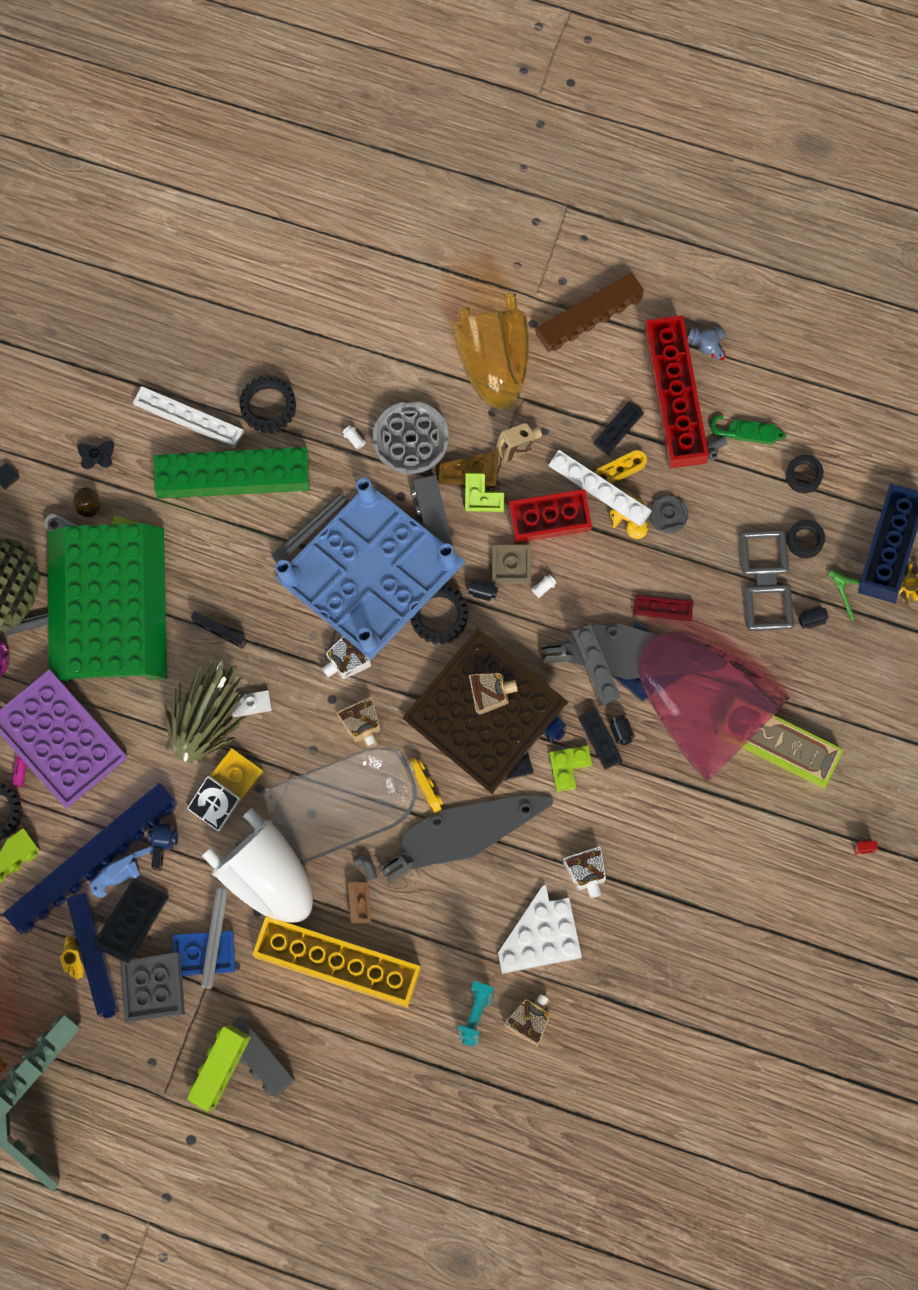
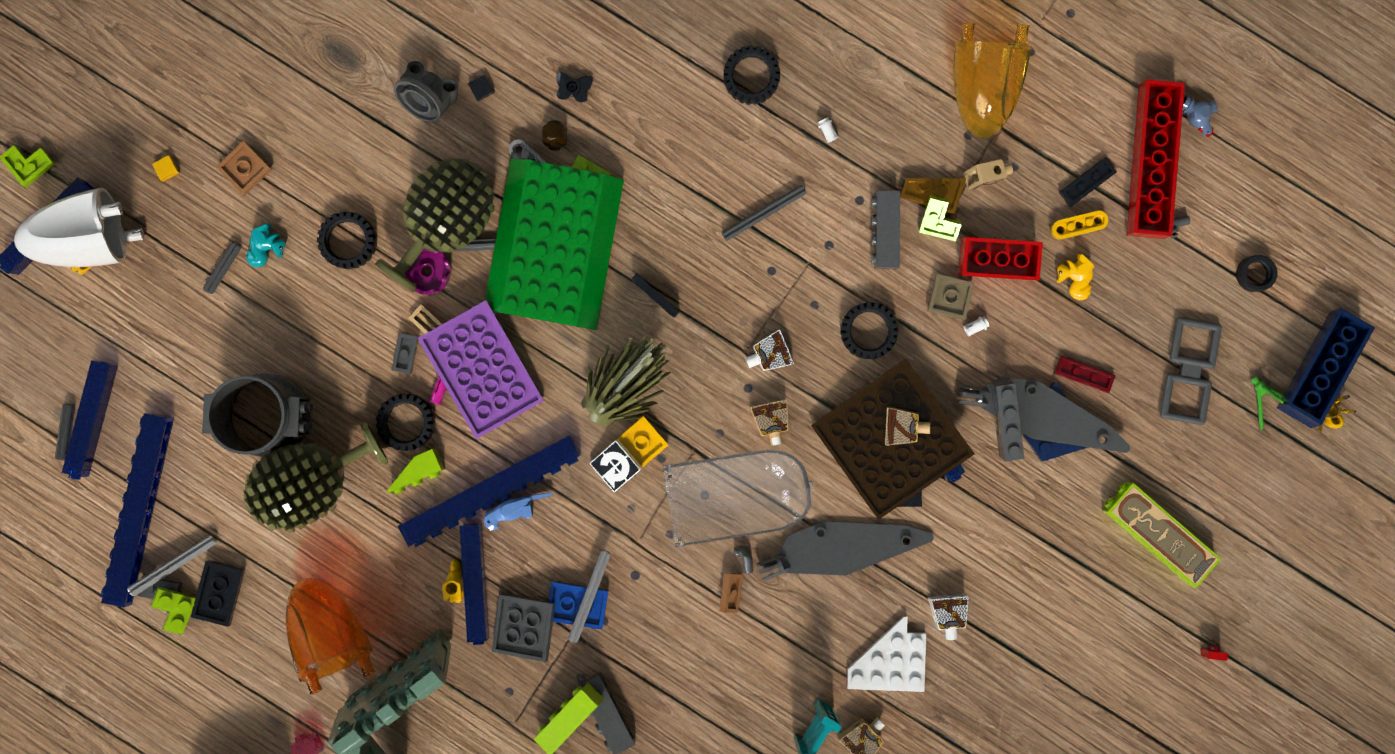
camera: 10 degrees right, 15 degrees up
(130, 921) = (515, 560): black tile -> none
(157, 859) = (552, 506): black tile -> none
(163, 836) = (561, 486): dark blue head -> none
(188, 417) = (671, 69): white plate -> none
(231, 472) = (701, 138): green brick -> none
(253, 704) = (679, 375): white plate -> none
(265, 873) = (649, 548): white windscreen -> none
(337, 962) = (698, 645): yellow brick -> none
(369, 570) = (814, 272): medium blue piece -> none
(407, 421) = (895, 130): light grey brick -> none
(426, 784) = (818, 495): yellow plate -> none
(483, 589) = (917, 316): black brick -> none
(563, 764) = (952, 503): lime plate -> none
(590, 312) = (1091, 54): reddish brown brick -> none
(600, 488) = (1055, 242): white plate -> none
(600, 739) = (992, 490): black plate -> none
(622, 730) = (1015, 487): black brick -> none
(668, 514) = (1113, 282): dark grey tile -> none
(706, 698) = (1105, 478): clear pink windscreen -> none
(748, 431) = (1213, 215): green plate -> none
(812, 526) = (1255, 339): black tyre -> none
(813, 617) = (1225, 420): black brick -> none

